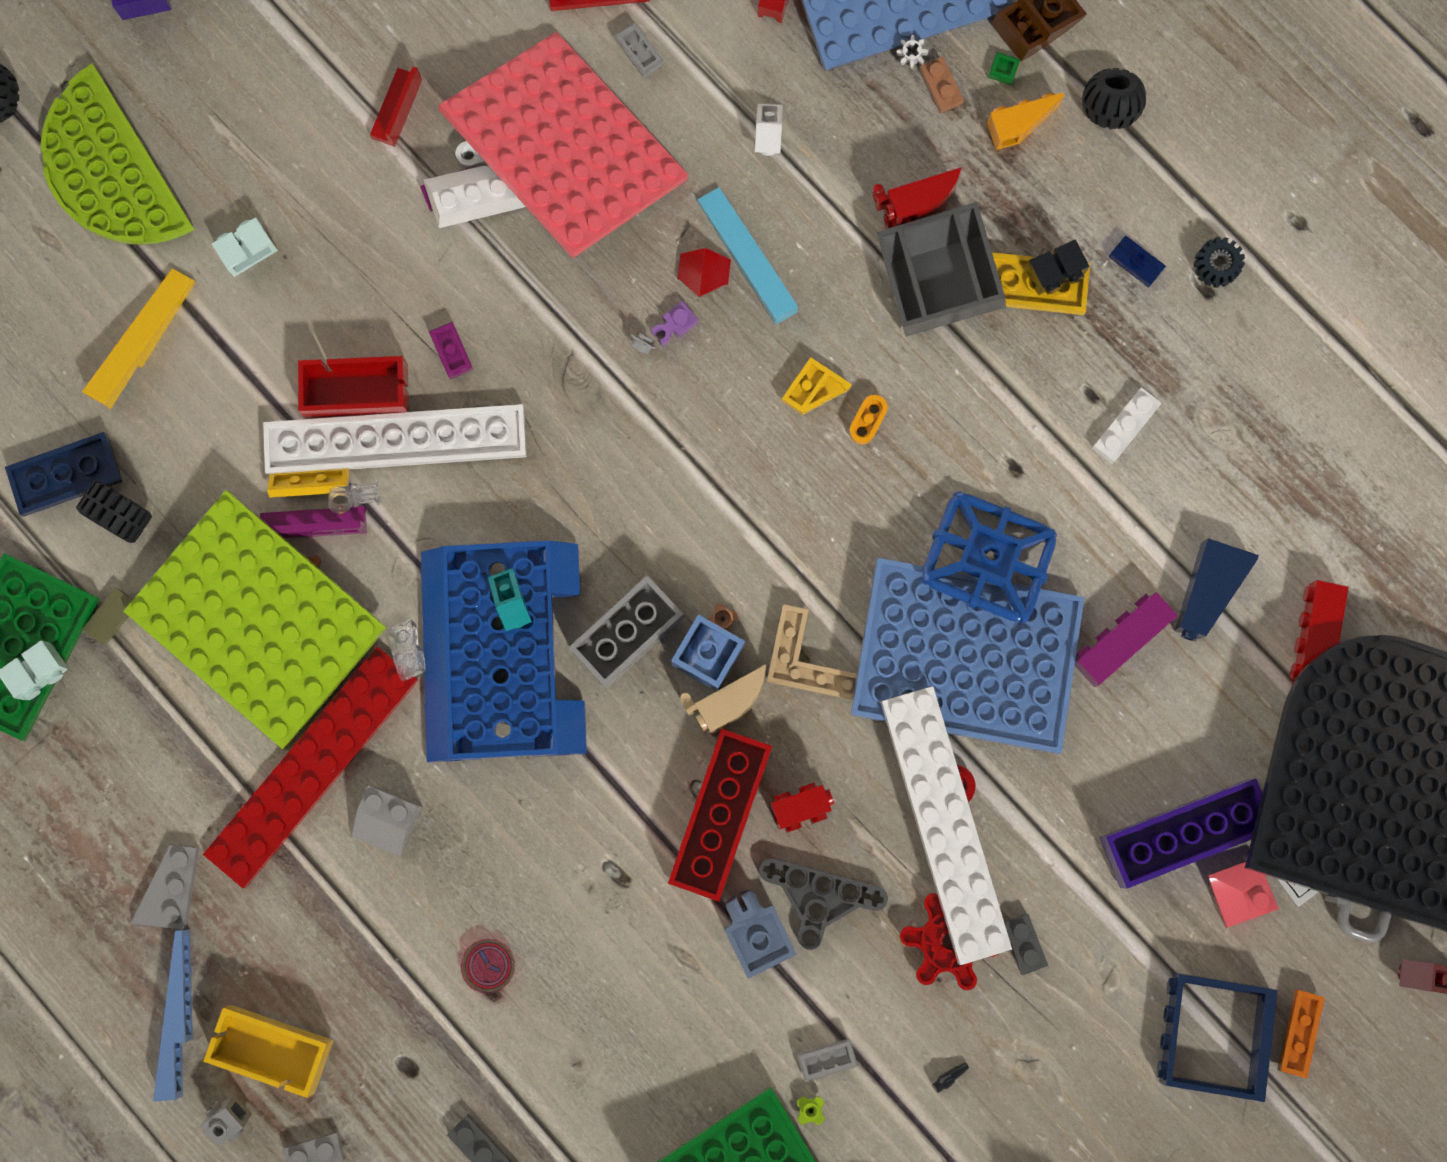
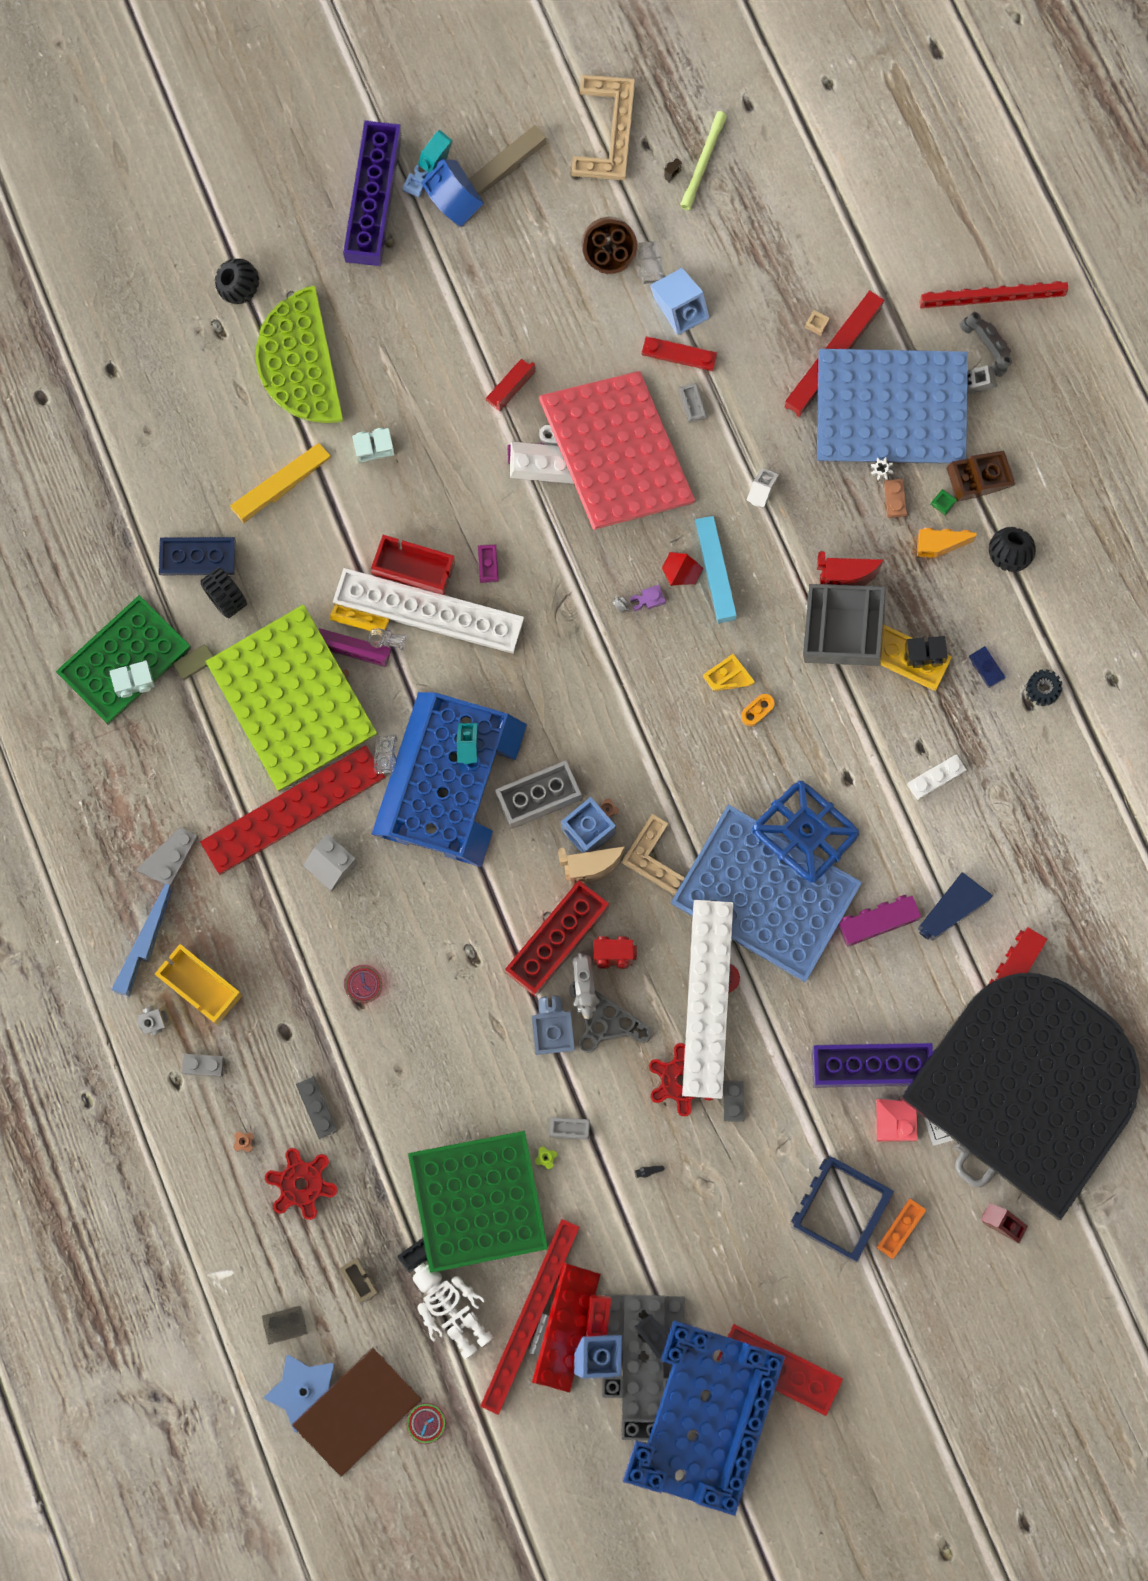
camera: 20 degrees right, 5 degrees down
(788, 884) = (584, 985): none -> light grey animal

